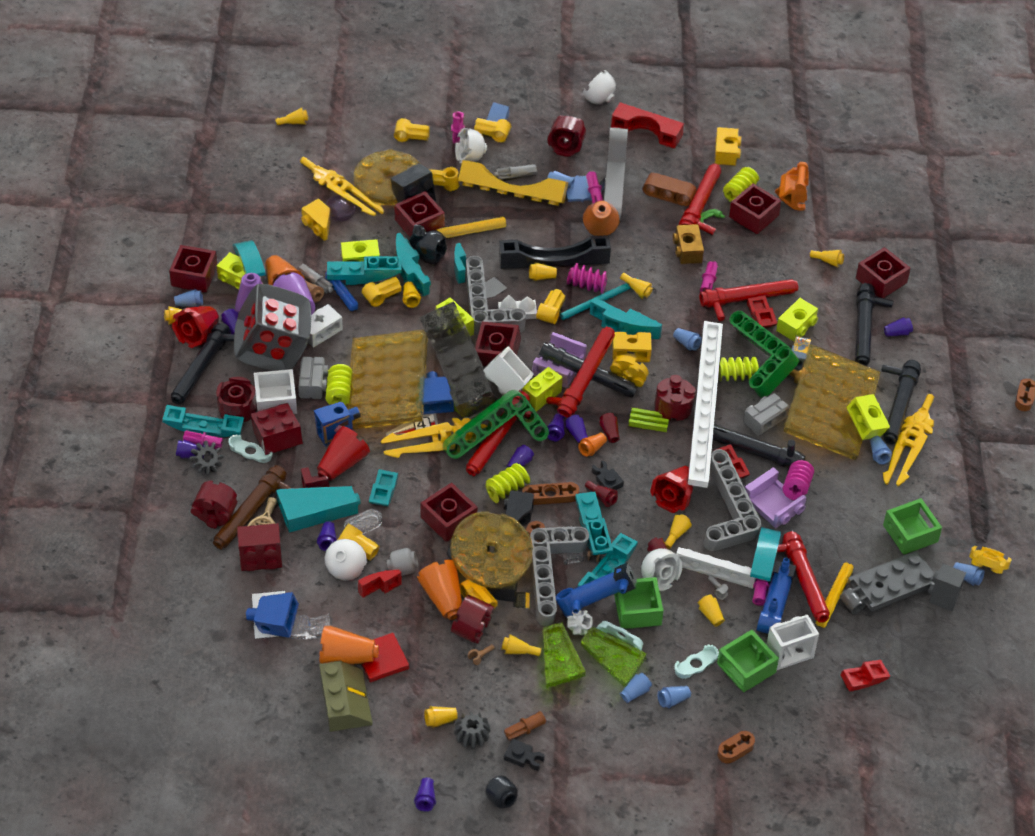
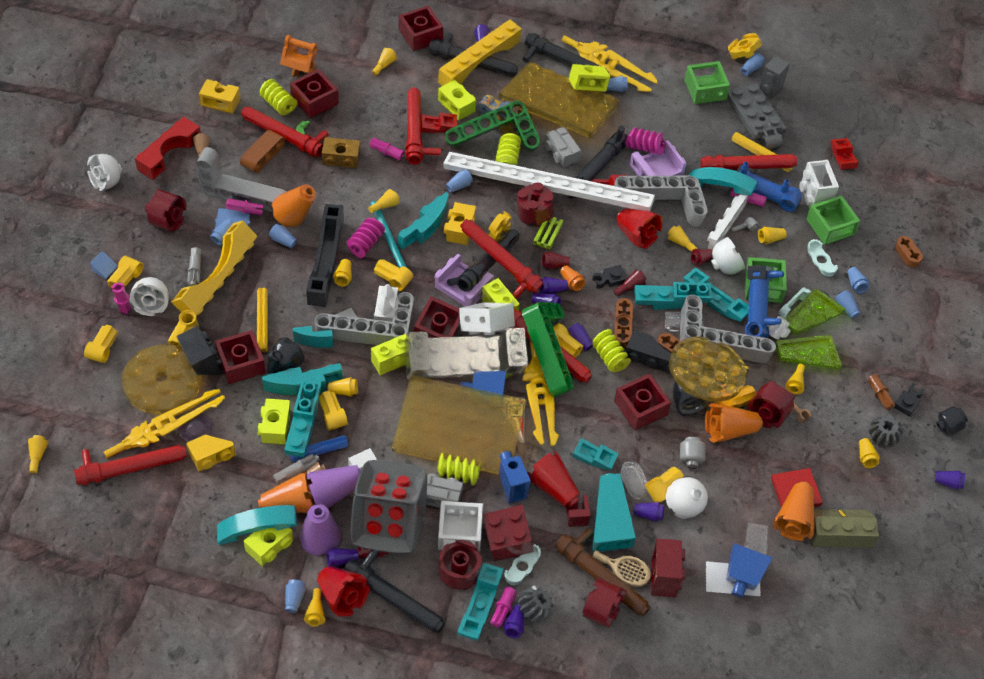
camera: 80 degrees left, 5 degrees up
(193, 268) = (254, 582): dark red brick -> none
(282, 157) = (97, 472): none -> red cylinder
(381, 580) = (713, 471): red slope -> none
(511, 440) = (566, 341): none -> yellow piece
(571, 222) = (282, 236): none -> medium blue cone
(661, 147) = (201, 141): none -> medium nougat cone
(900, 341) = (500, 39): none -> yellow arch

